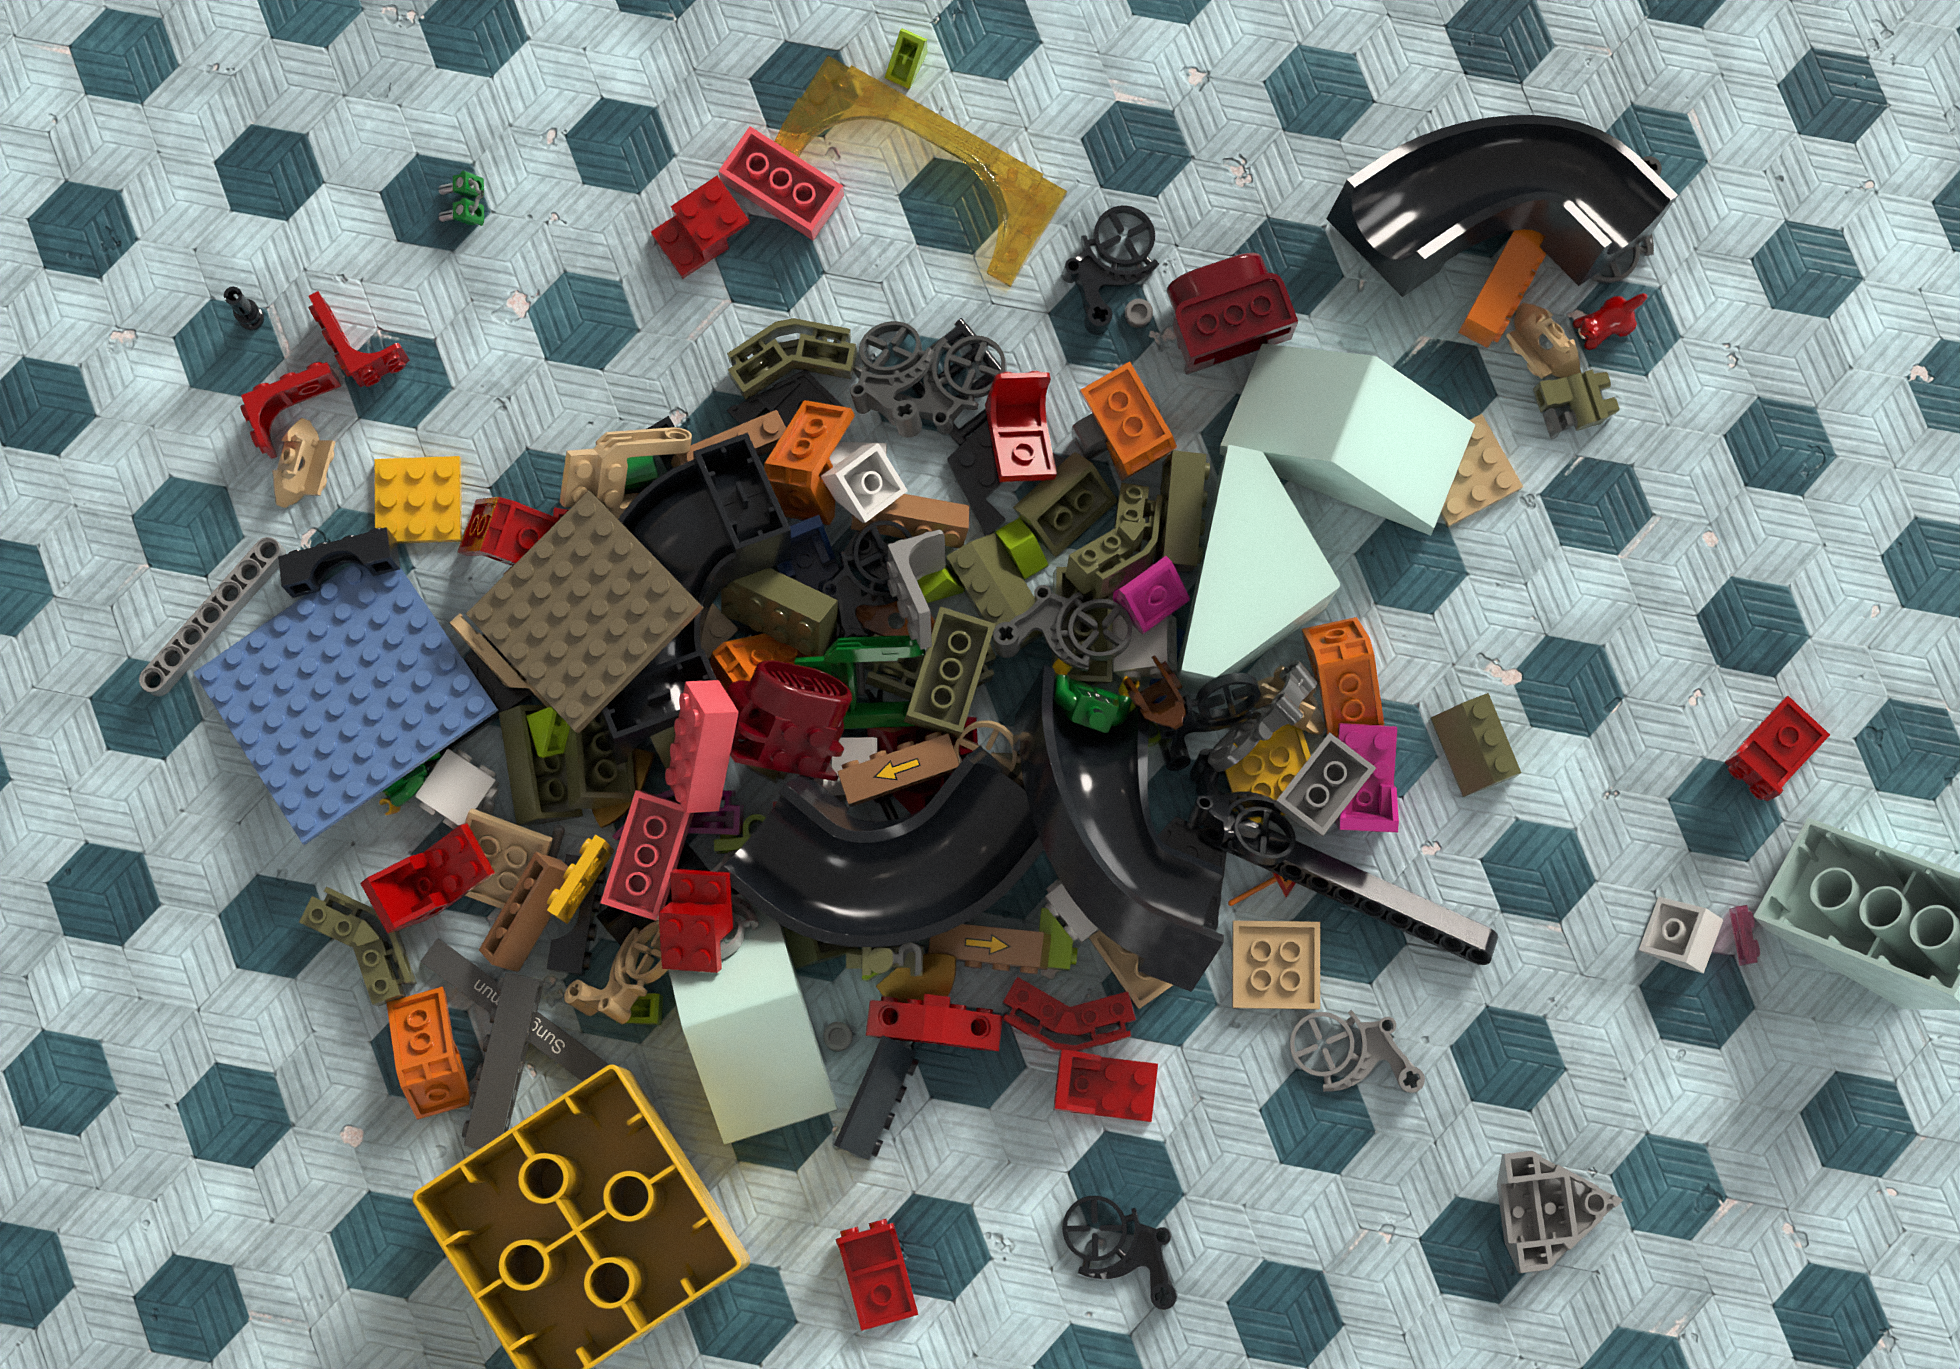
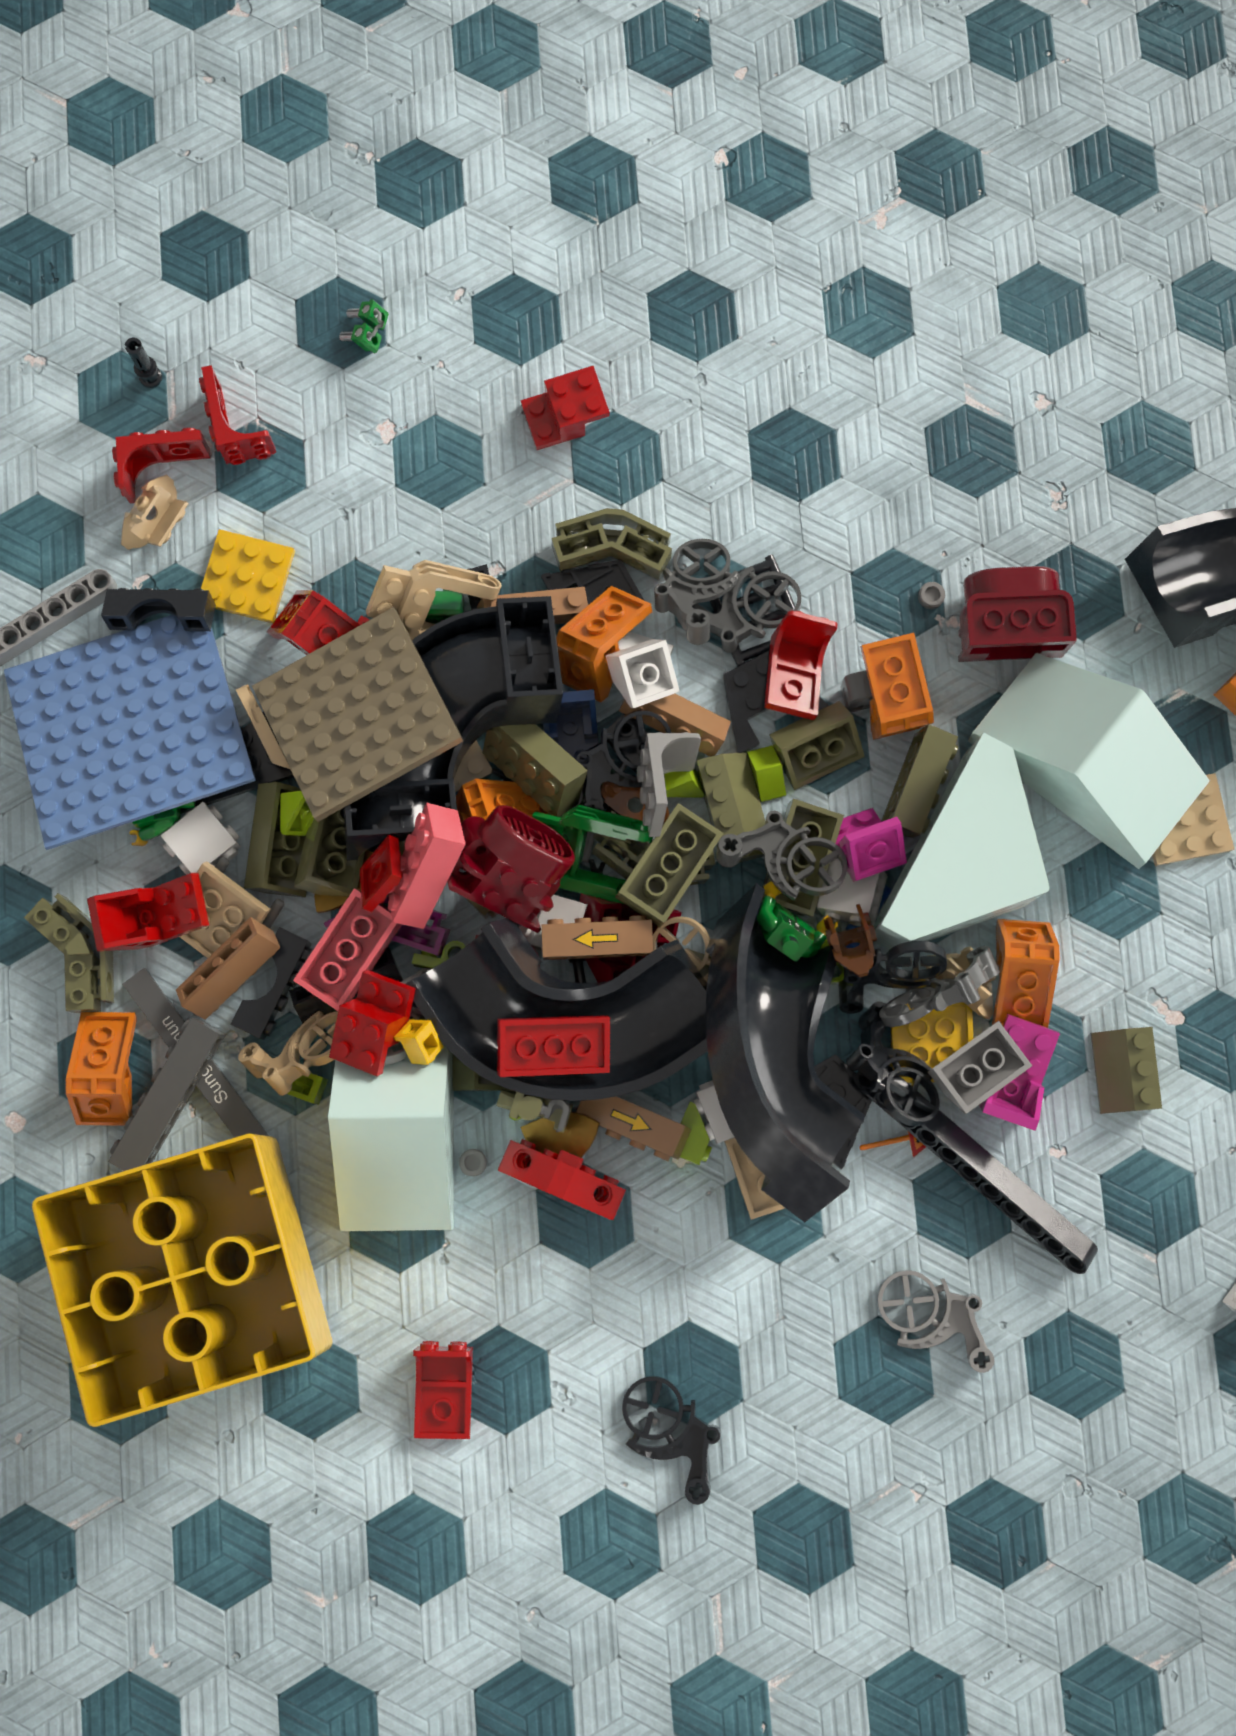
camera: 15 degrees right, 0 degrees up
(580, 878) = (280, 953): yellow plate -> none
(658, 767) = (380, 873): none -> red plate
(750, 925) = (419, 1041): none -> yellow brick
(781, 183) = (648, 390): coral brick -> none
(876, 1098) = (488, 1231): black slope -> none
(886, 889) = (553, 1046): none -> red plate
(906, 58) = (791, 313): lime slope -> none
(1020, 193) = (856, 457): clear yellow piece -> none
(1067, 1020) = (685, 1211): red brick -> none
(1092, 274) = (900, 548): black piece -> none
(1105, 1086) = (700, 1281): red bracket -> none
(1107, 560) = (840, 805): olive brick -> none
(1276, 965) = (887, 1216): tan plate -> none
(1546, 1209) = (1071, 1518): light grey wedge -> none

